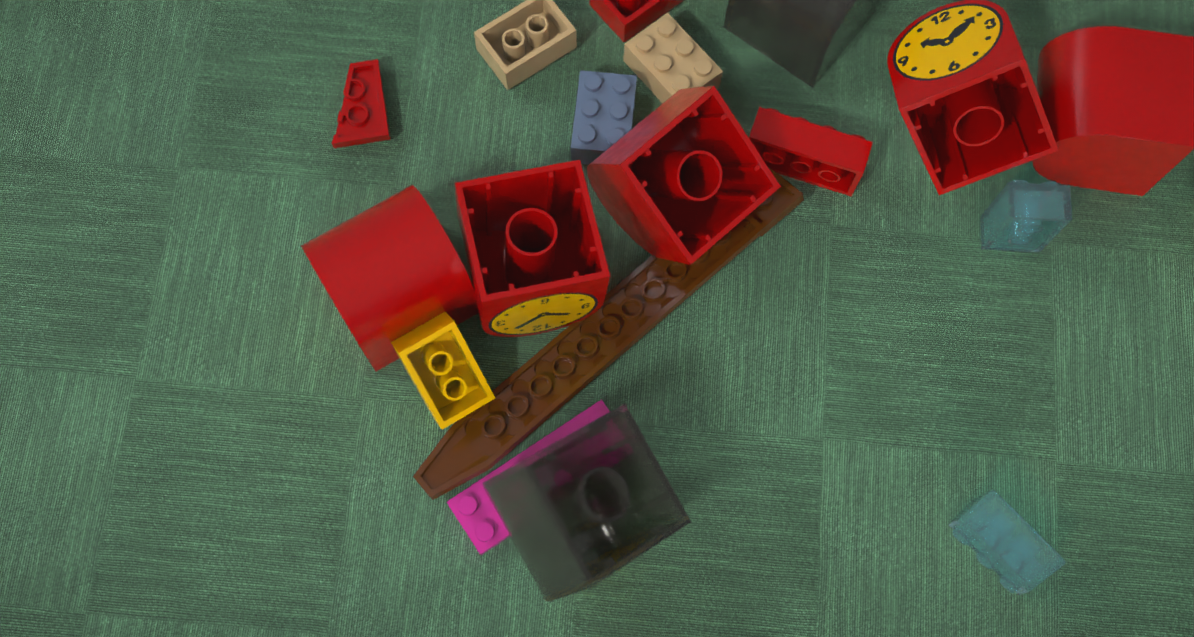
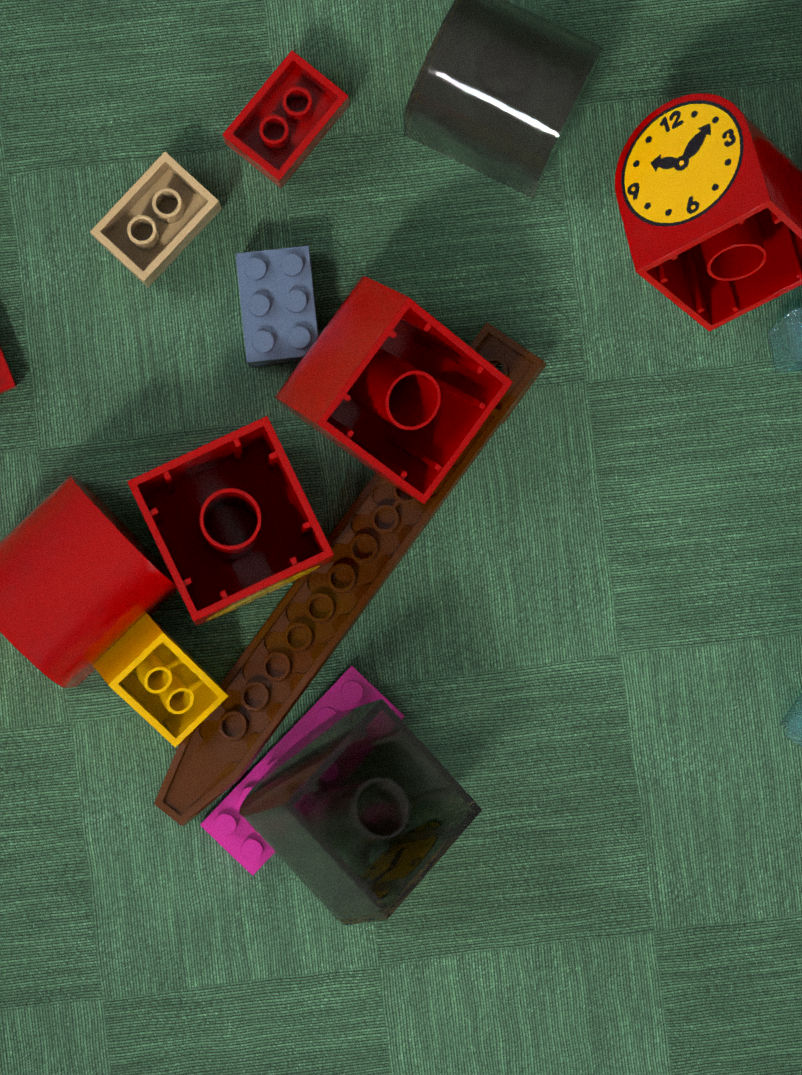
camera: 10 degrees left, 15 degrees up
(670, 59) = (349, 213): tan brick -> none
(810, 151) = (539, 301): red brick -> none

